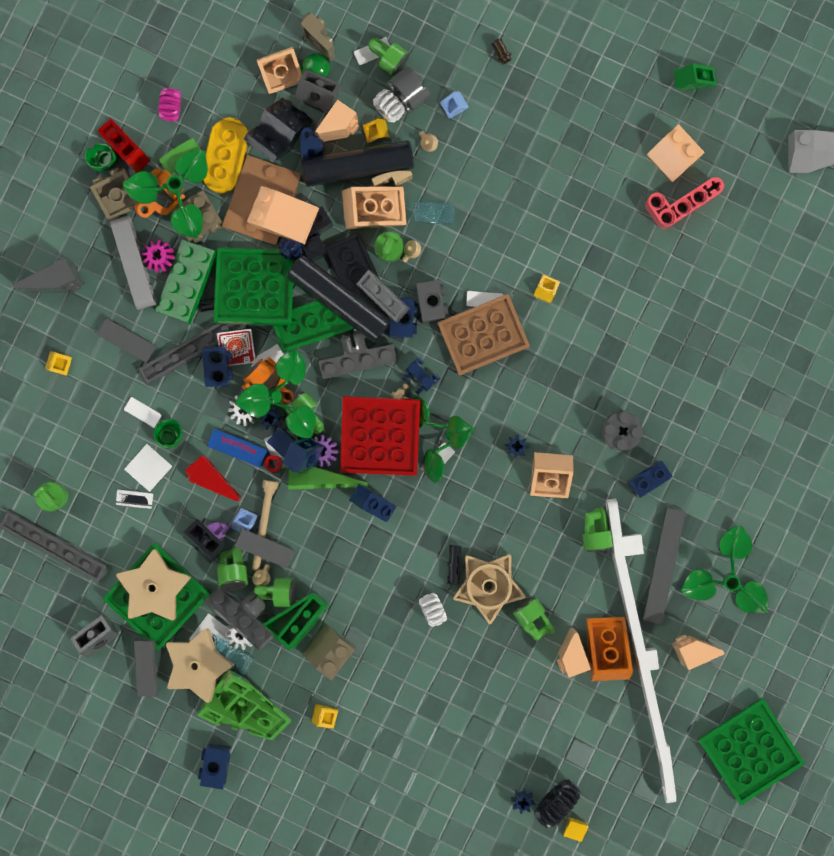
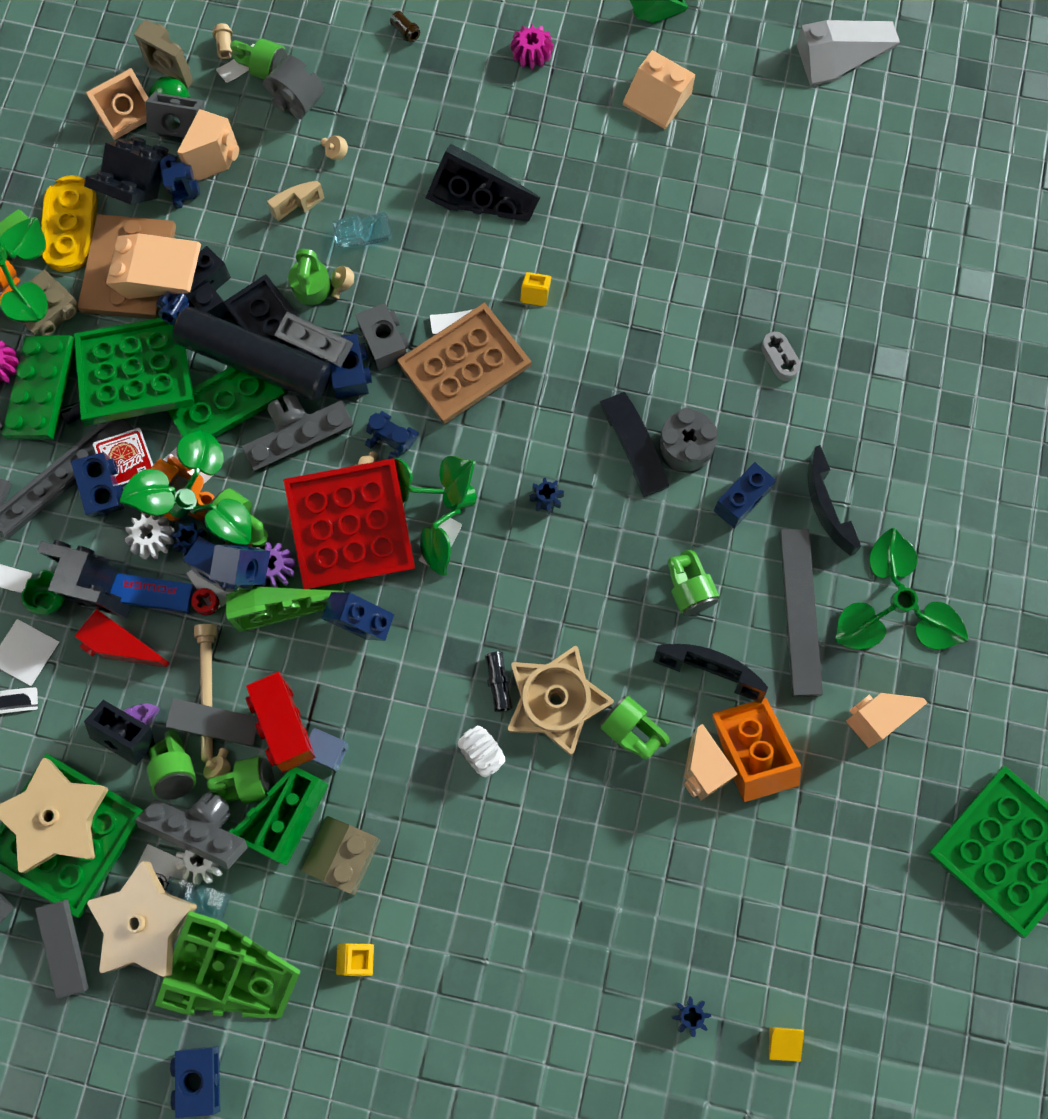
camera: 10 degrees left, 15 degrees down
(197, 434) = (83, 578): none -> black bracket
(244, 519) = (176, 688): light blue slope -> none
(308, 564) = (279, 722): none -> red wedge
(332, 583) = (327, 749): none -> sand blue panel
(357, 163) = (243, 189): black cylinder -> none
(363, 30) = (223, 35): none -> tan pin
(373, 207) = (272, 237): light nougat slope -> none
(376, 130) = (263, 151): yellow slope -> none
(388, 106) = (272, 113): white gear -> none
(454, 104) = (358, 99): light blue slope -> none
(521, 197) = (477, 187): none -> black wedge
(551, 475) = (606, 523): light nougat slope -> none
(557, 803) = (745, 1004): black gear -> none
(586, 421) = (636, 443): none -> black slope
(594, 100) = (531, 46): none -> dark pink gear
(614, 605) = (715, 662): none -> black slope
(645, 657) = (813, 749): white piece -> none
(687, 200) = (689, 140): coral beam -> none
(703, 471) = (841, 533): none -> black slope
(708, 380) = (785, 353): none -> light grey beam

